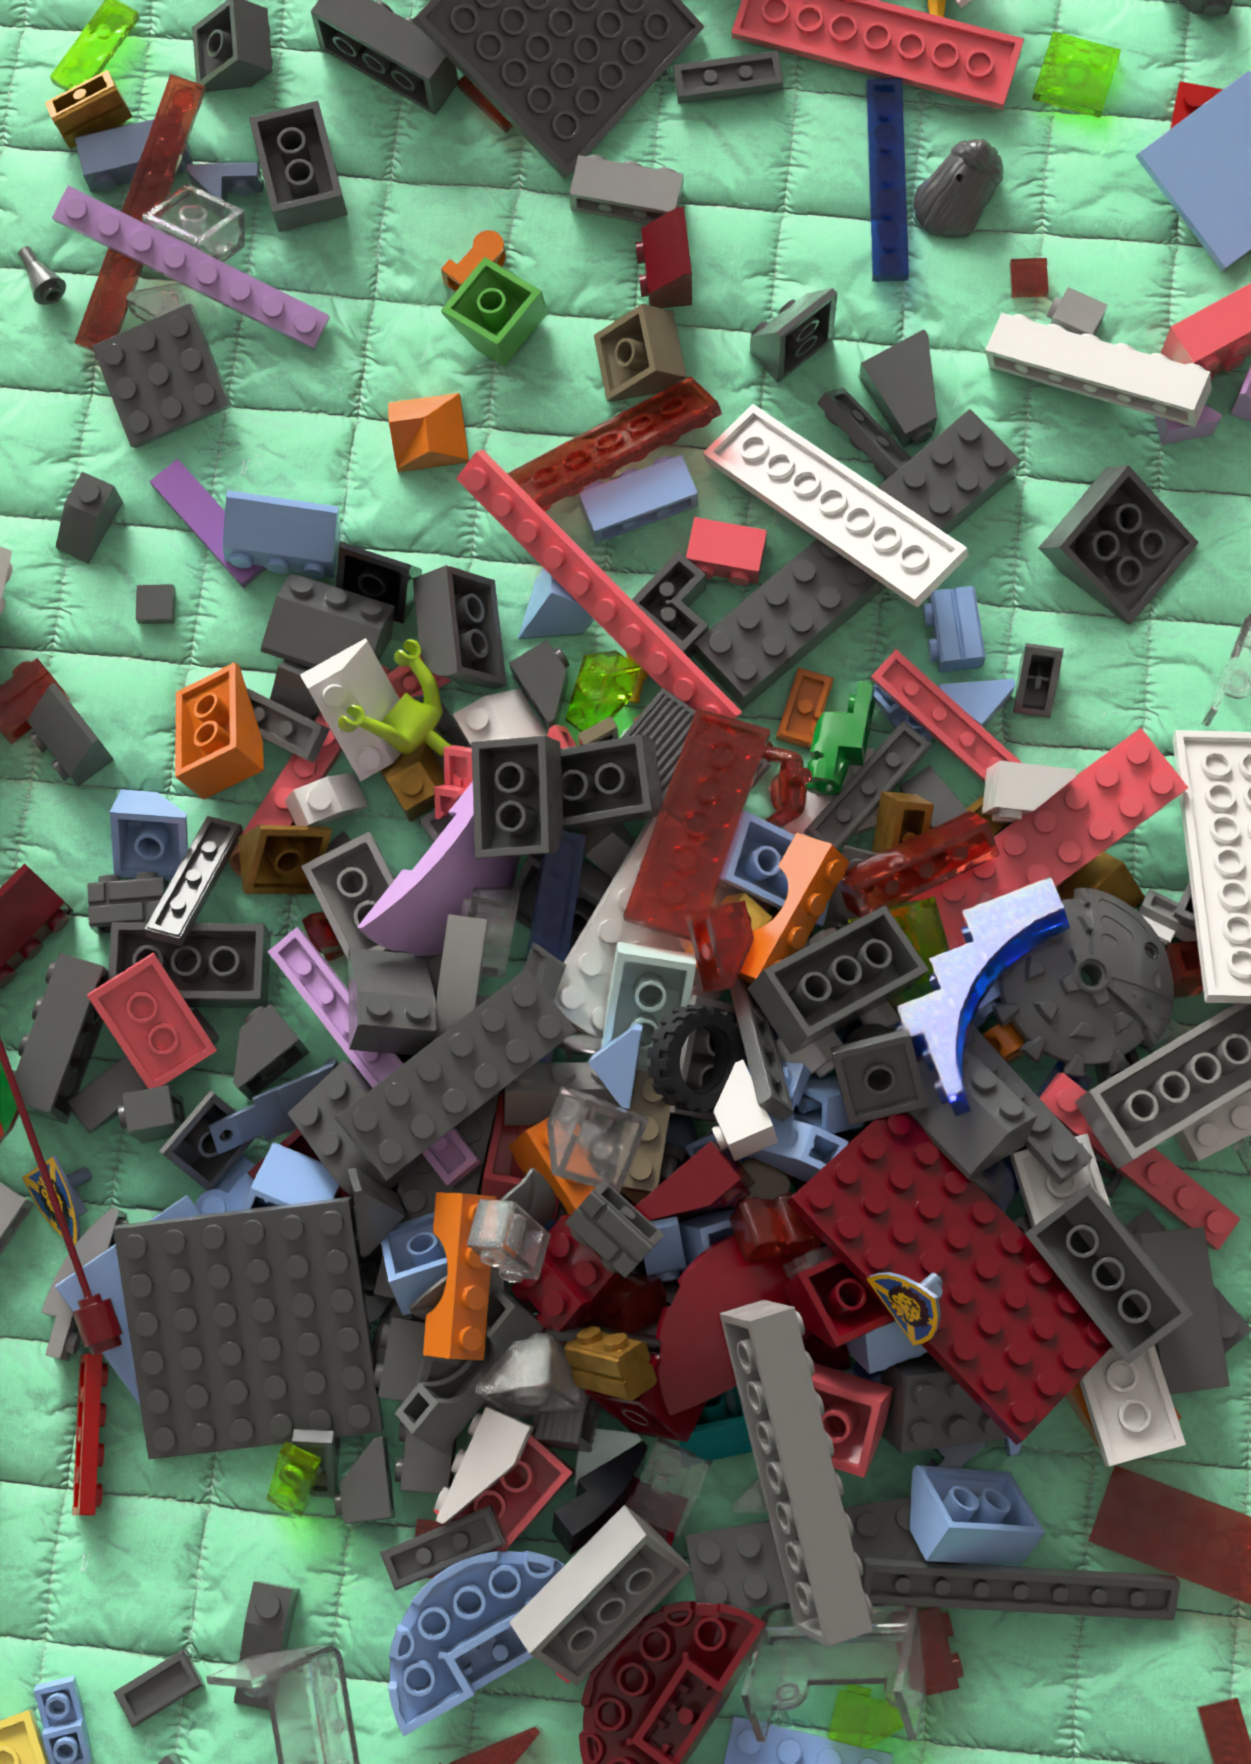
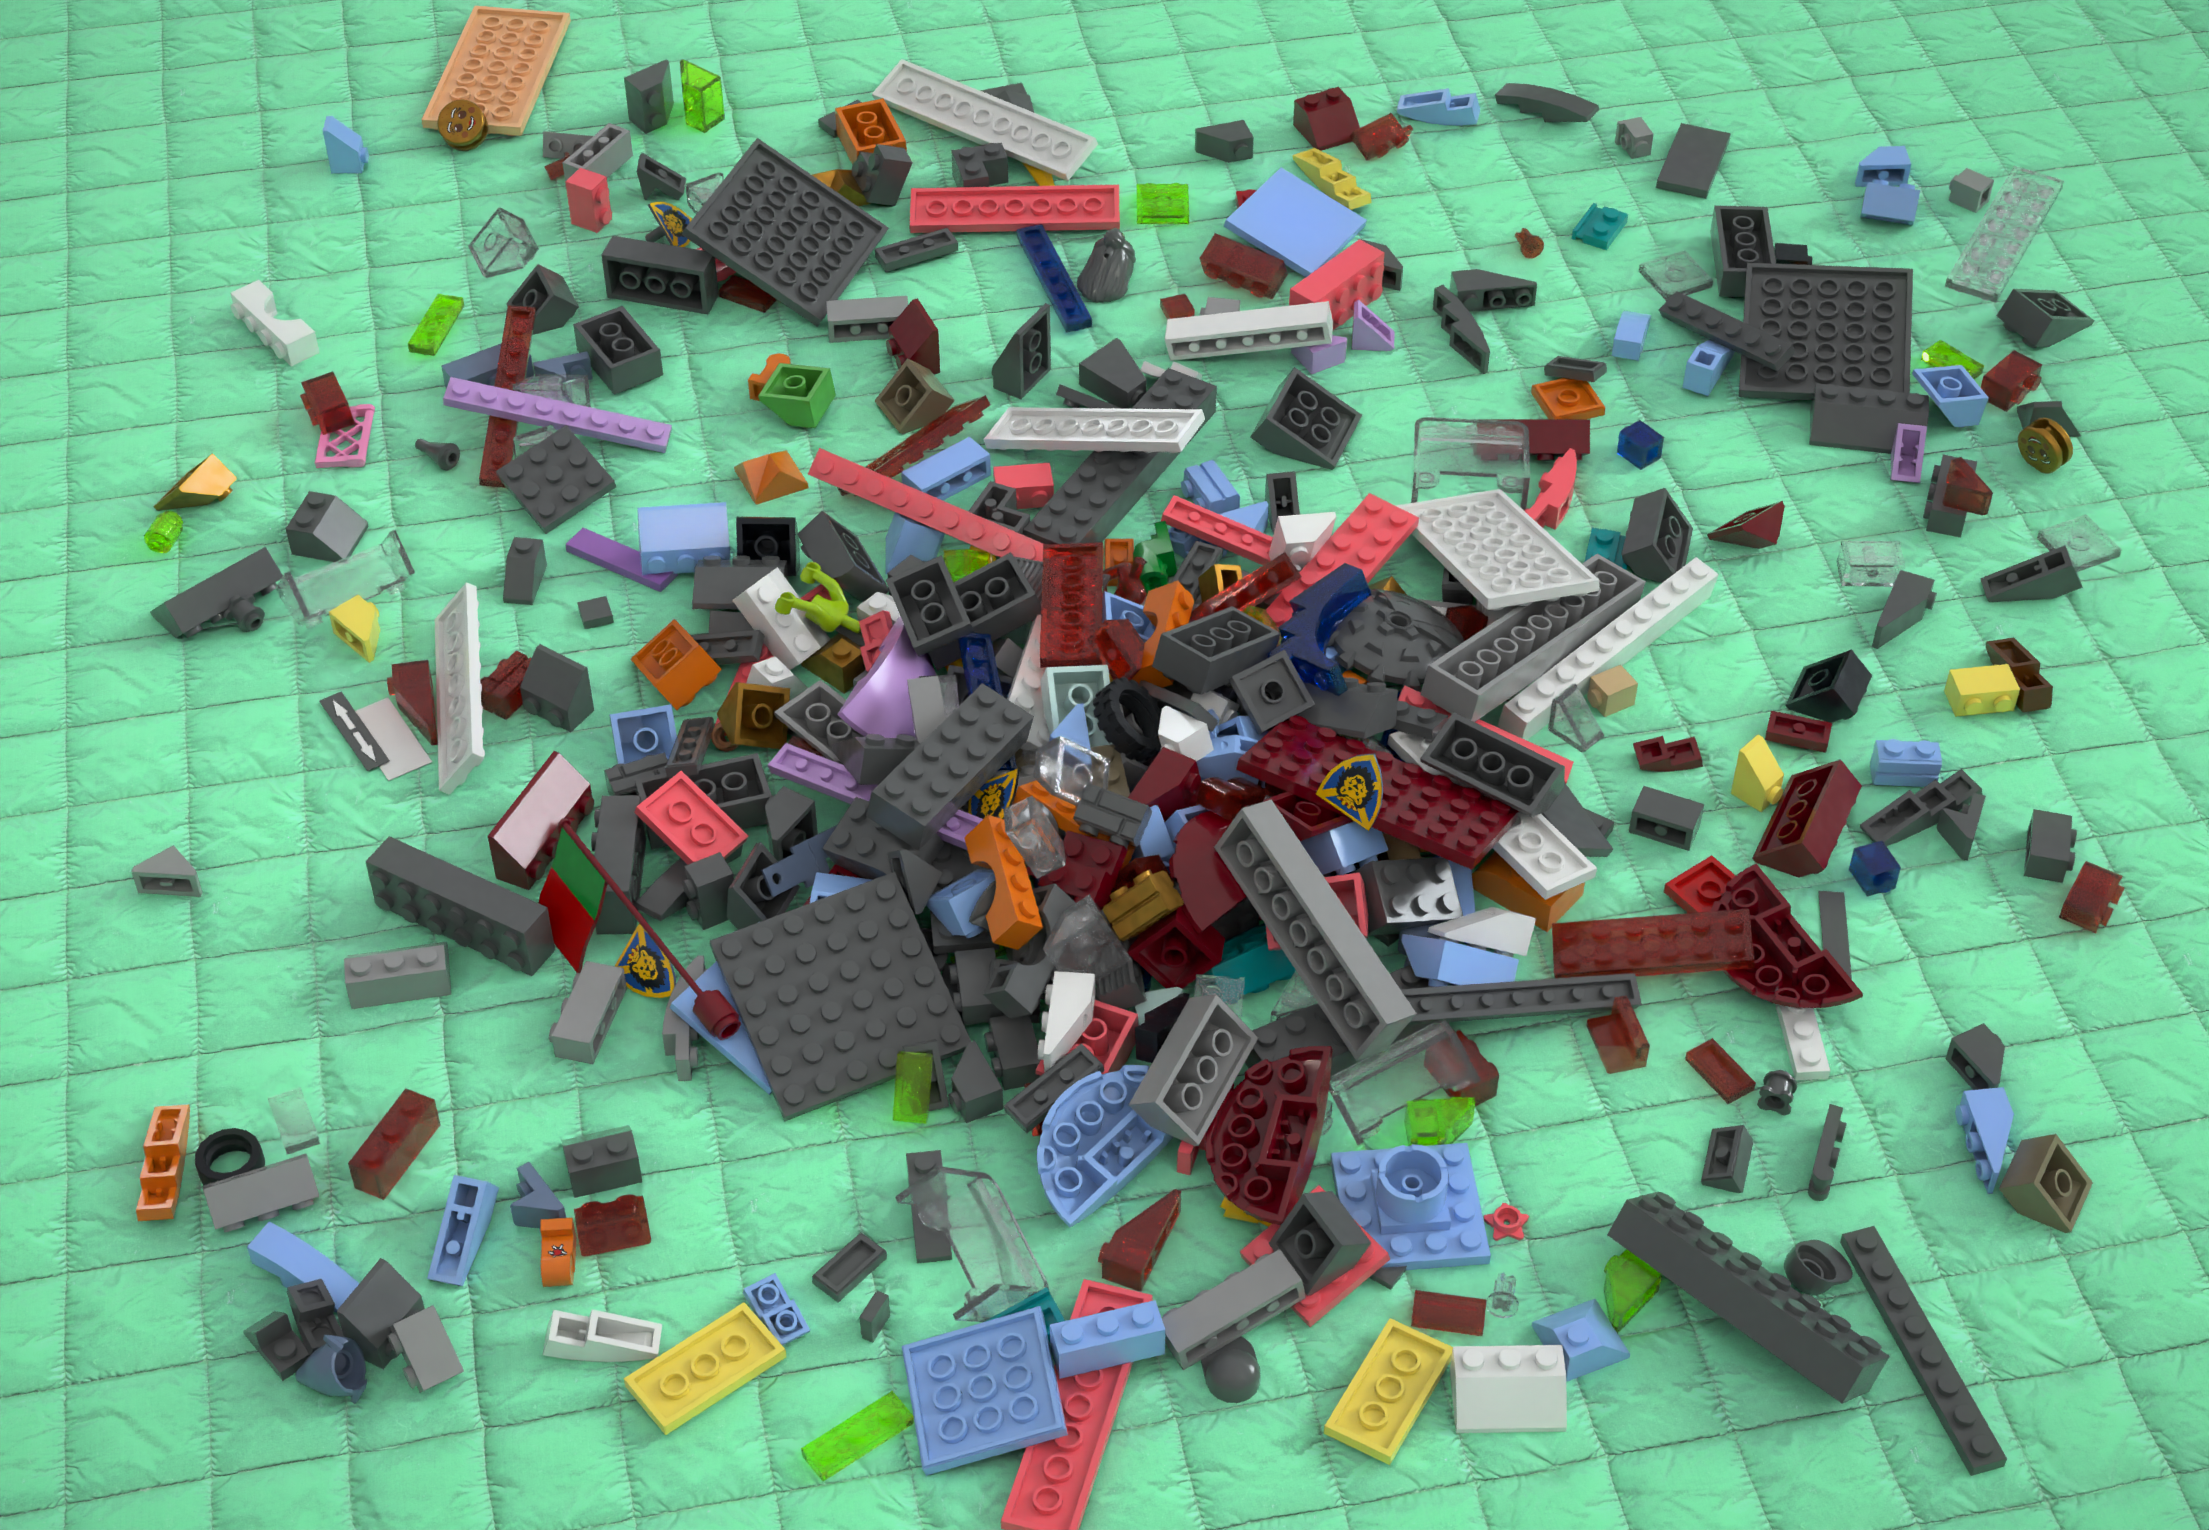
camera: 25 degrees left, 30 degrees down
(88, 1450) = (728, 1112): red plate -> none
(89, 108) = (444, 348): pearl gold brick -> none
(497, 1128) = (995, 796): none -> shield
(990, 408) = (1156, 371): none -> white slope
(1027, 1472) = (1491, 928): none -> white slope
(1126, 1659) = (1619, 1038): none -> clear red panel
(1135, 236) = (1243, 266): none -> clear red brick

